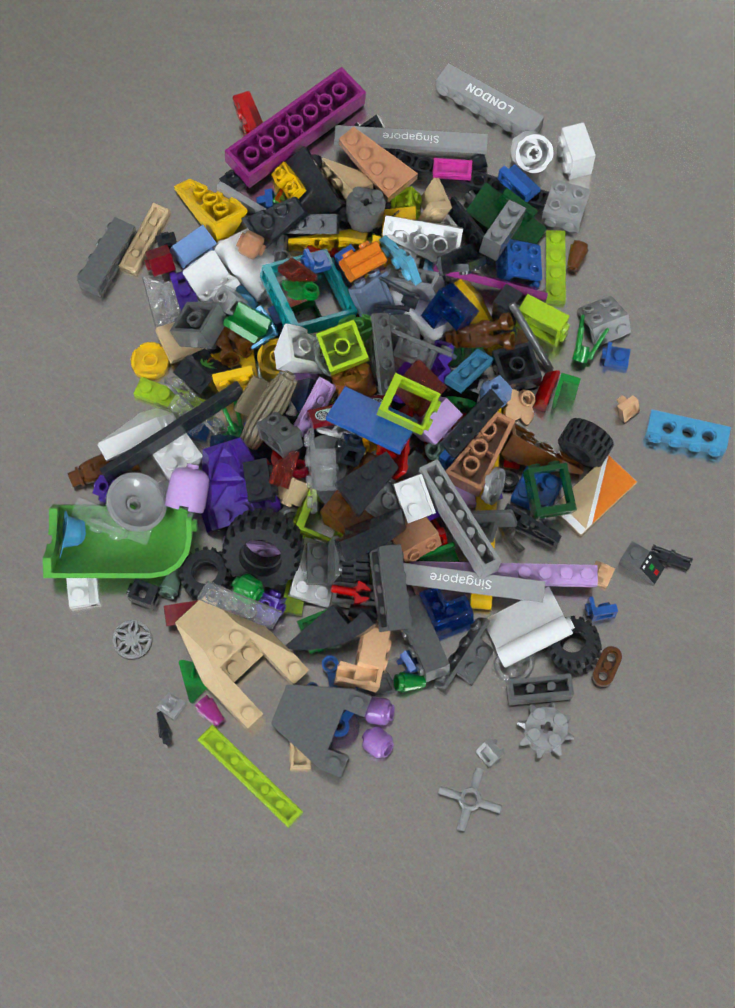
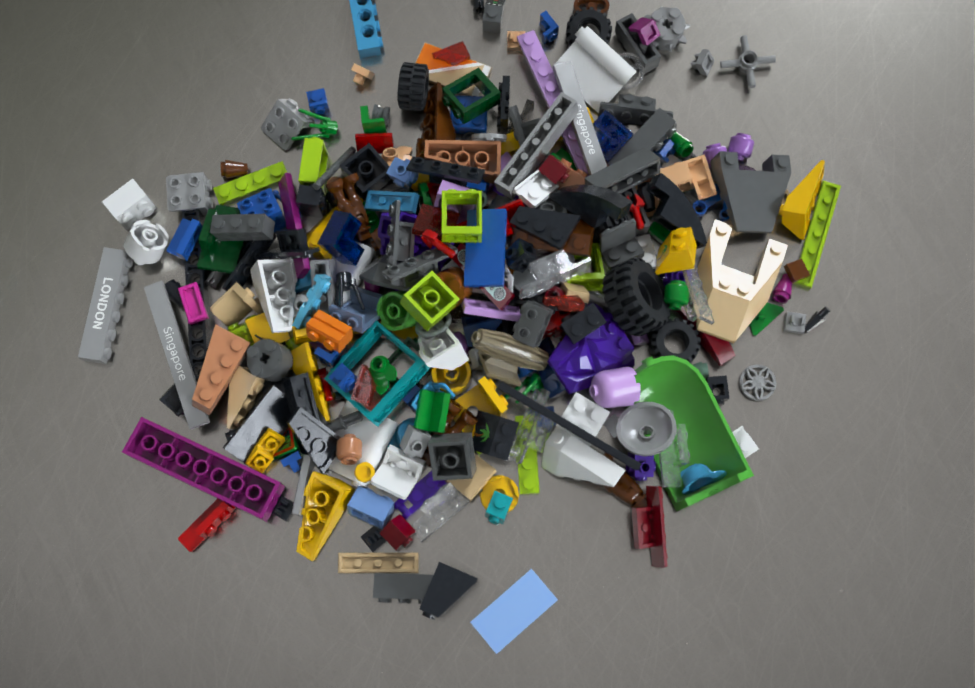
camera: 115 degrees left, 5 degrees up
(44, 330) = (514, 611): none -> light blue tile
(51, 468) = (650, 526): none -> dark red bracket
(87, 269) = (445, 590): none -> black slope
(137, 351) = (498, 508): none -> teal bracket
(219, 729) = (796, 270): none -> reddish brown tile
(225, 250) = (364, 472): none -> yellow tile
(282, 763) = (801, 201): none -> yellow wedge
(288, 610) = (677, 252): none -> yellow slope
(399, 369) = (430, 239): none -> red bar
(424, 523) = (555, 170): none -> dark red brick
(544, 693) = (646, 30): none -> magenta panel
(573, 407) = (379, 112): none -> dark grey wheel
(609, 502) = (453, 54): none -> clear red tile

